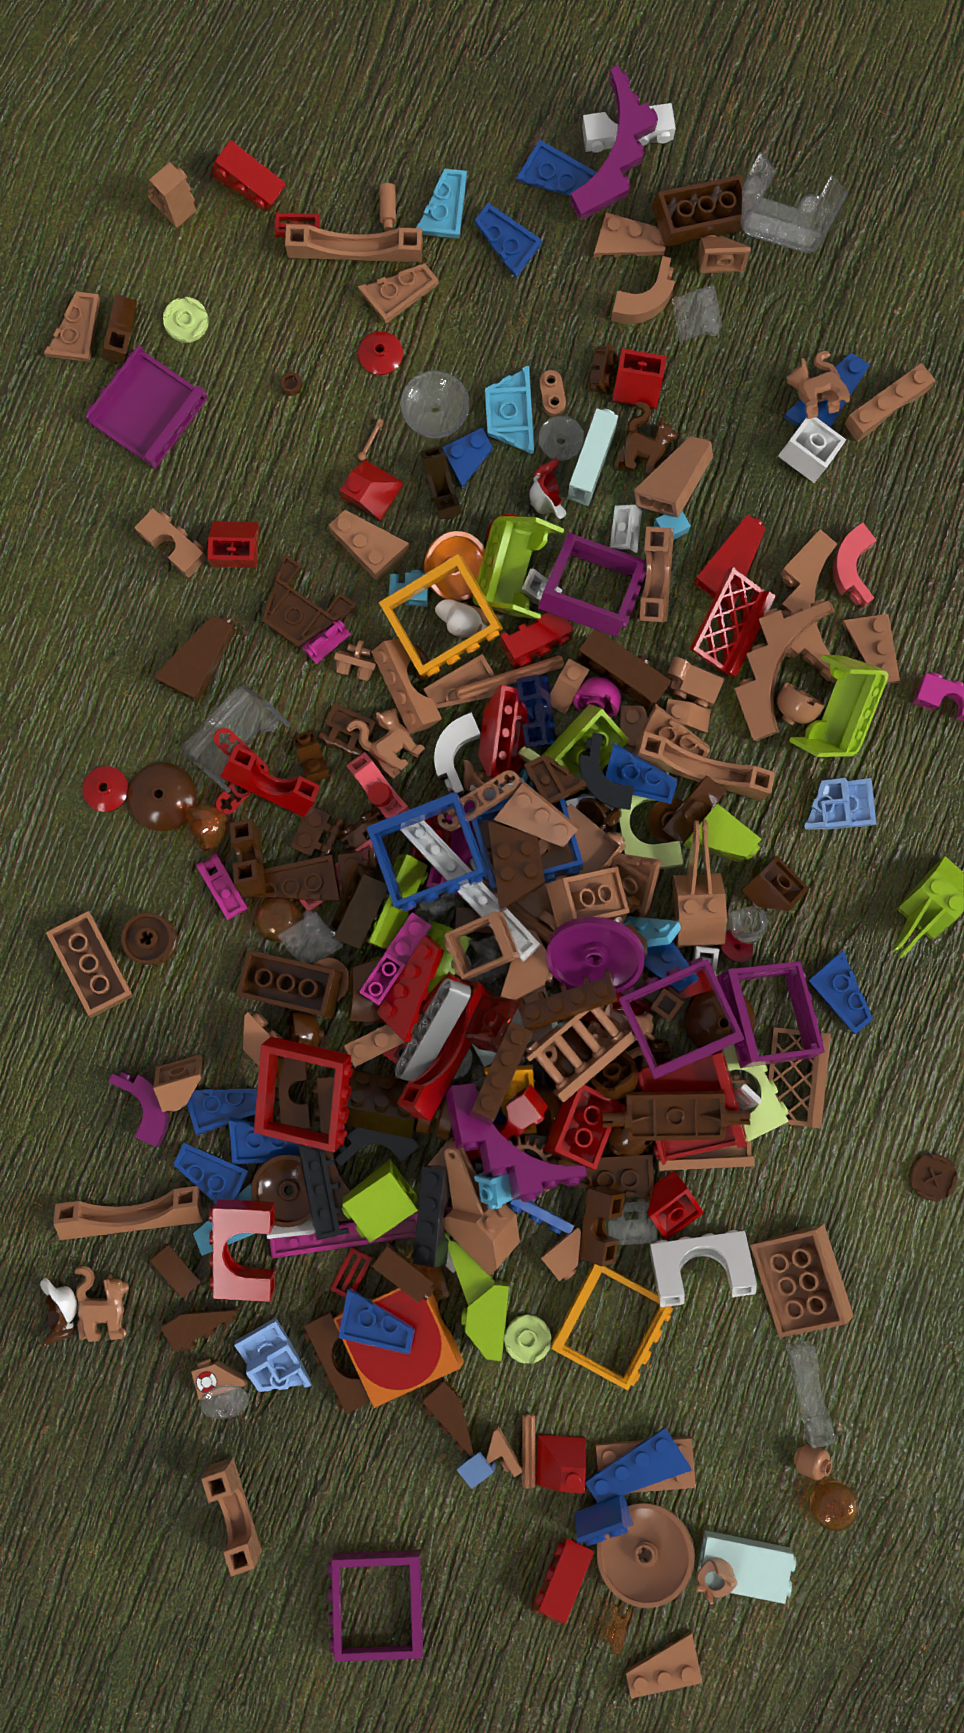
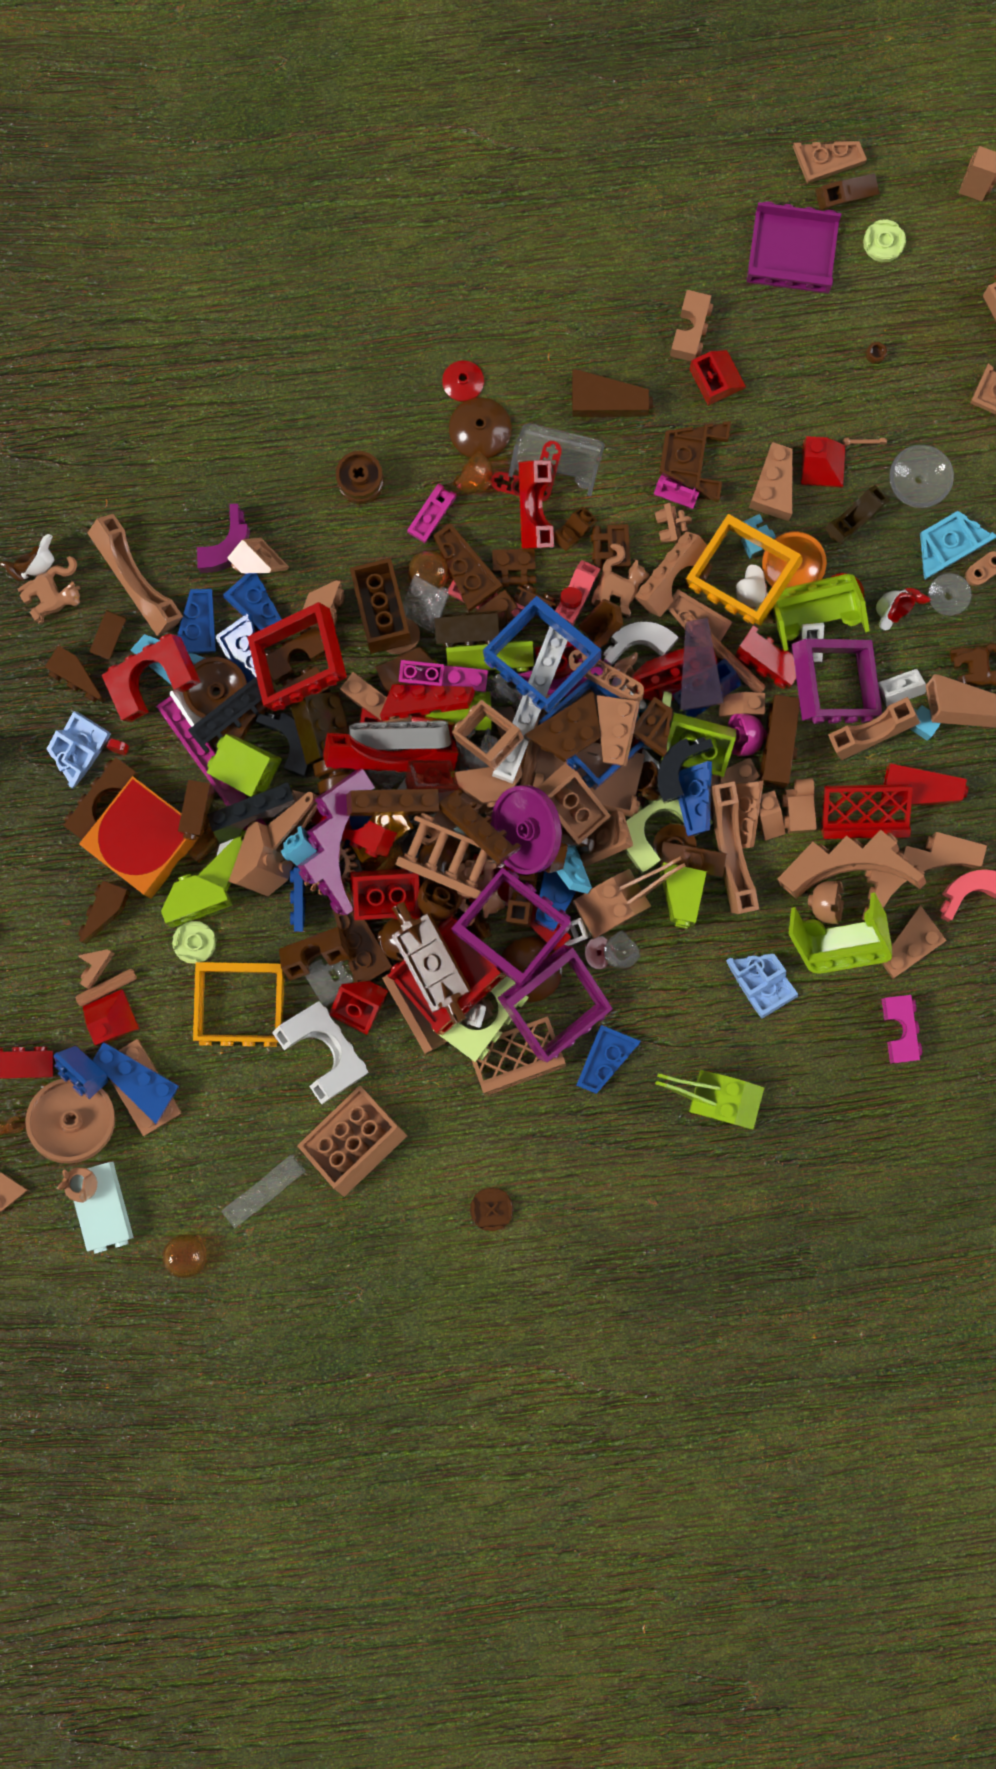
camera: 65 degrees right, 0 degrees up
(89, 964) = (315, 441): nougat brick -> none
(214, 1374) = (40, 710): nougat slope -> none
(224, 1402) = (25, 726): clear dish -> none
(249, 870) = (453, 526): reddish brown arch -> none
(293, 1317) = (118, 746): none -> red tile
(303, 1028) = (350, 636): reddish brown cylinder -> none
(361, 1254) = (194, 767): red tile -> none
(373, 1325) = (142, 809): blue wing -> none
(383, 362) = (936, 418): red dish -> none
(421, 777) = (602, 622): none -> reddish brown bracket
(467, 455) = (894, 526): blue wing -> none
(475, 1469) = (70, 950): medium blue panel -> none
(518, 708) = (699, 672): none -> clear purple wing
(564, 1255) = (274, 936): nougat slope -> none
(592, 456) = (946, 627): light aqua brick -> none
(775, 887) = (665, 959): reddish brown slope -> none
(812, 1462) = (210, 1220): nougat head -> none

